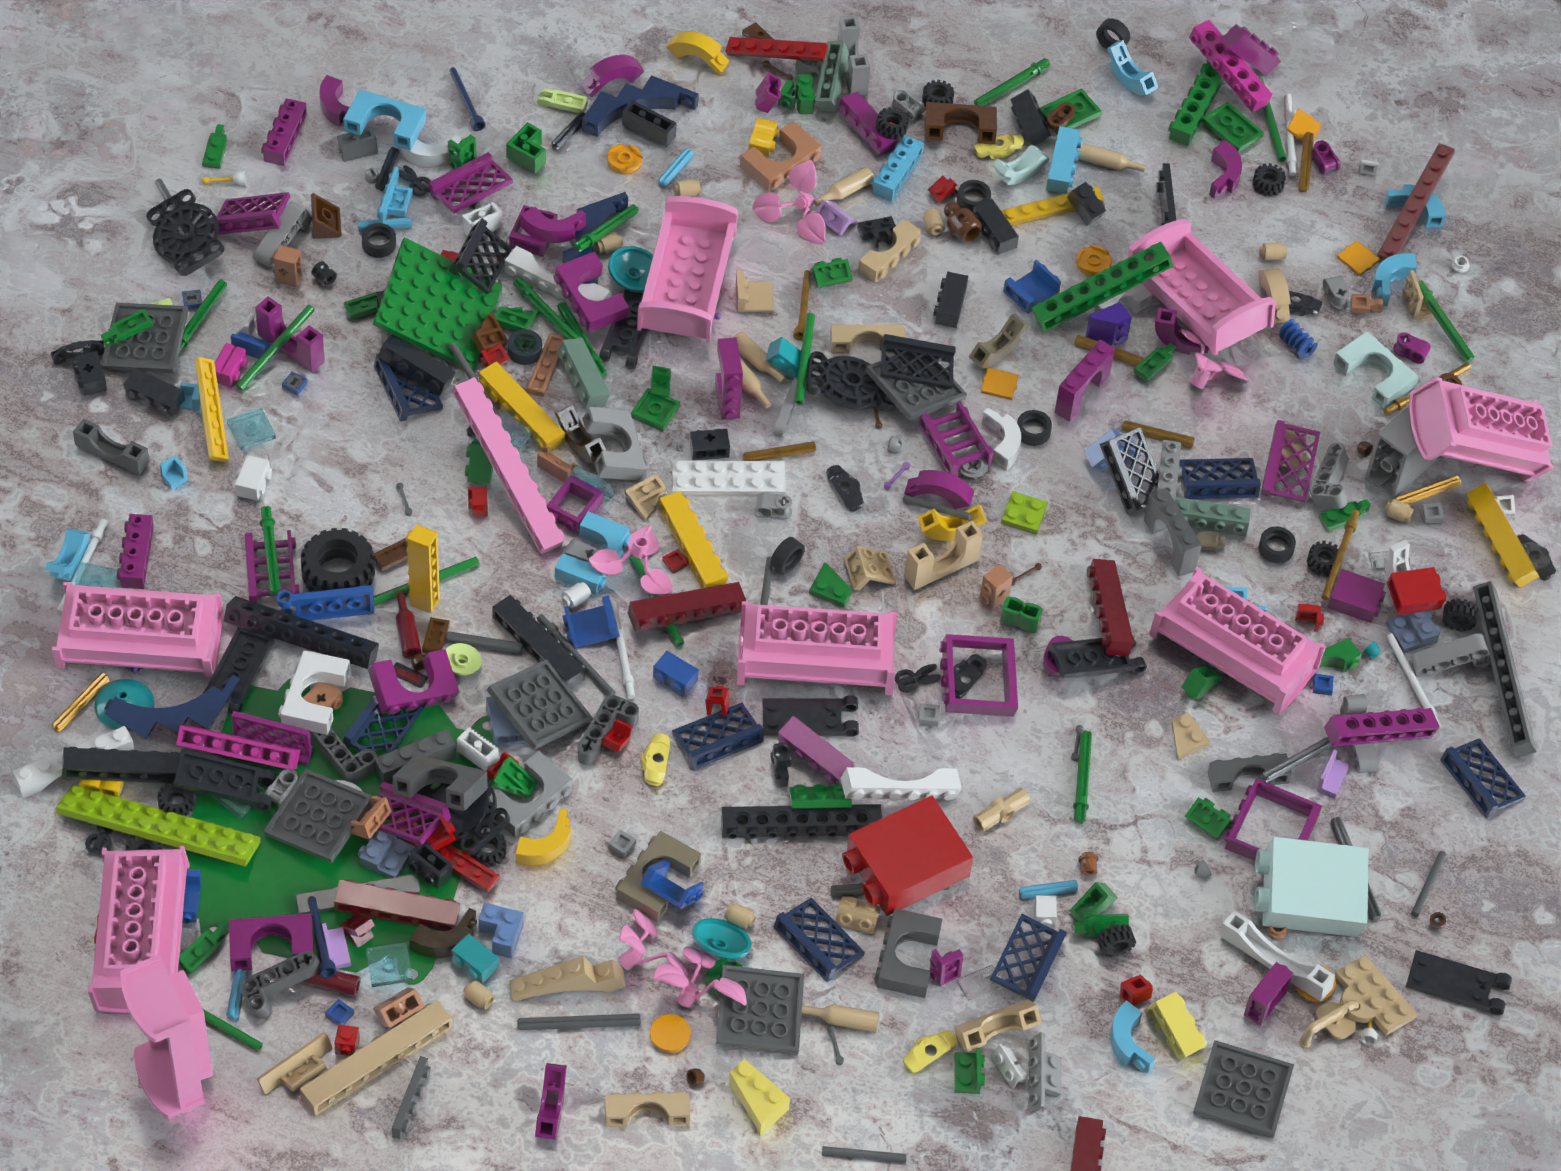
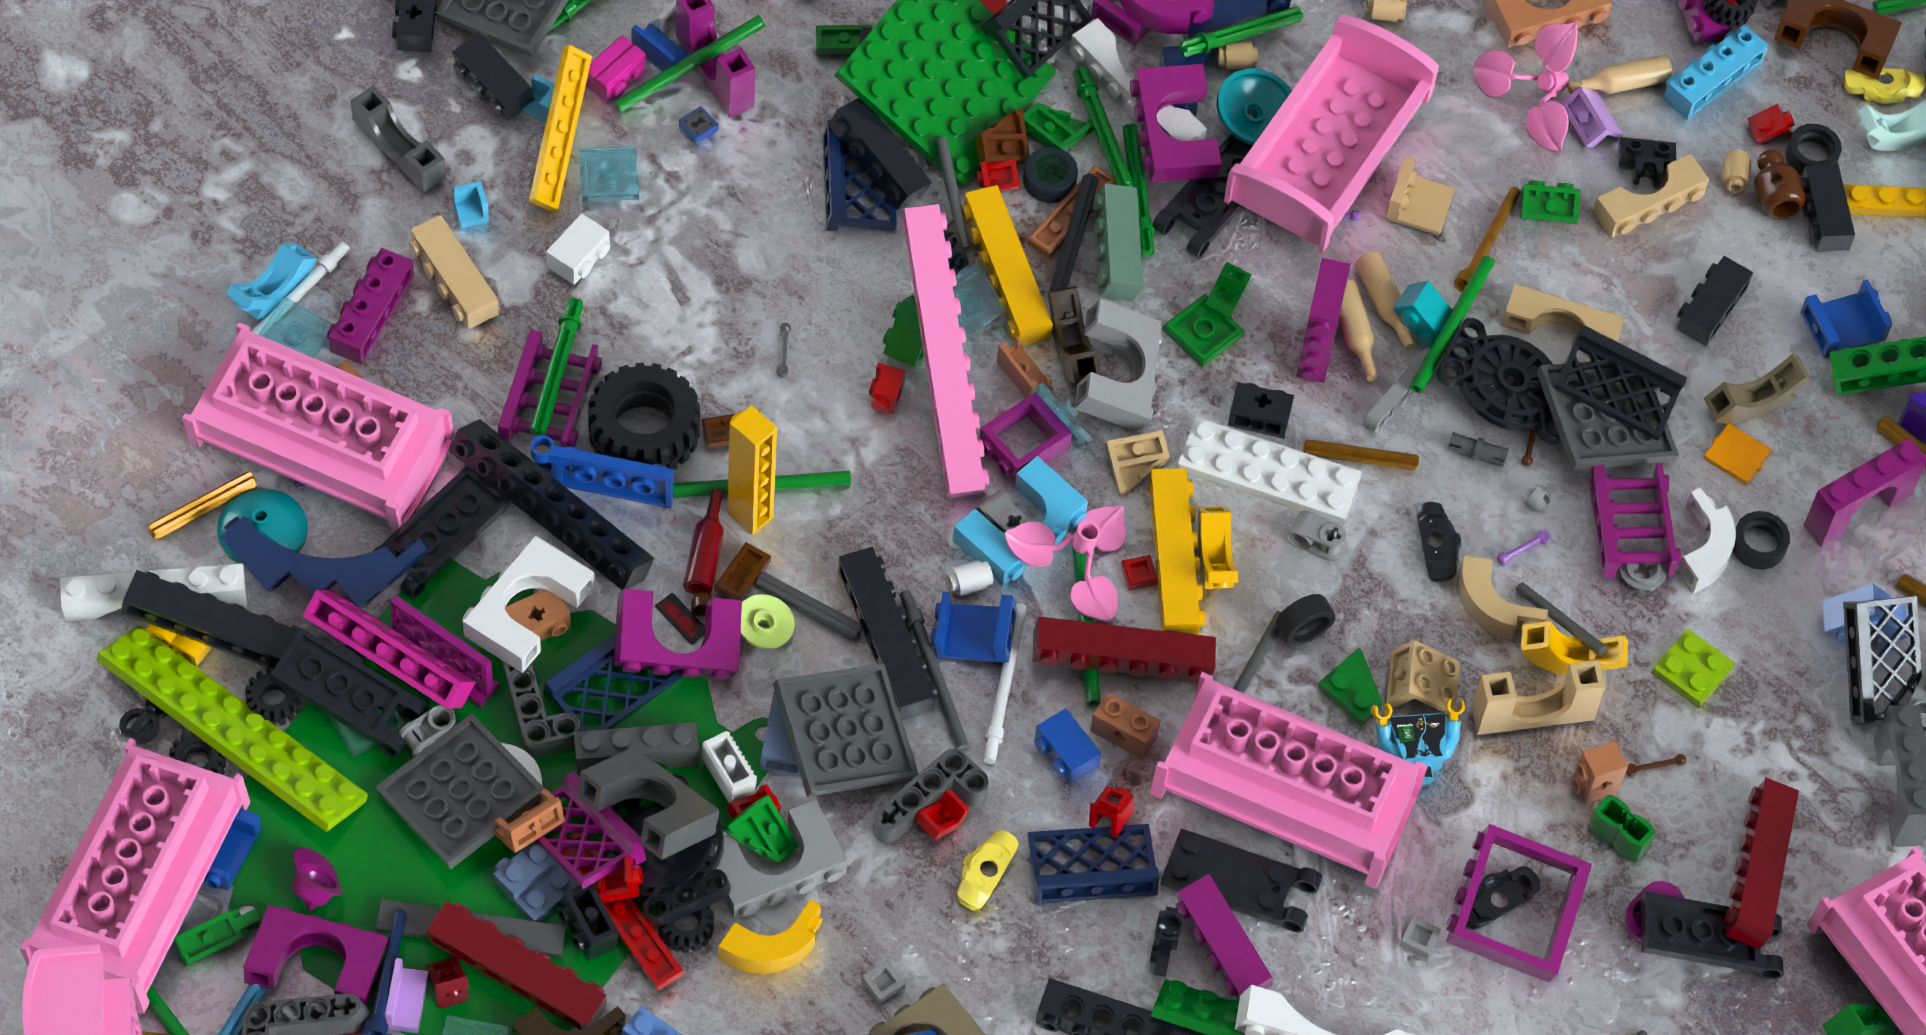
camera: 20 degrees right, 5 degrees up
(180, 515) = (454, 272): none -> tan brick
(249, 897) = (314, 878): none -> magenta piece
(554, 376) = (1075, 232): none -> black axle
(705, 650) = (1125, 725): none -> nougat brick
(716, 531) = (1215, 548): none -> yellow arch
(847, 427) = (1478, 449): none -> dark grey pin
(882, 599) = (1419, 737): none -> torso
(889, 514) = (1487, 606): none -> tan arch
(921, 677) = (1431, 873): black piece -> none
(942, 484) = (1582, 586): magenta arch -> none

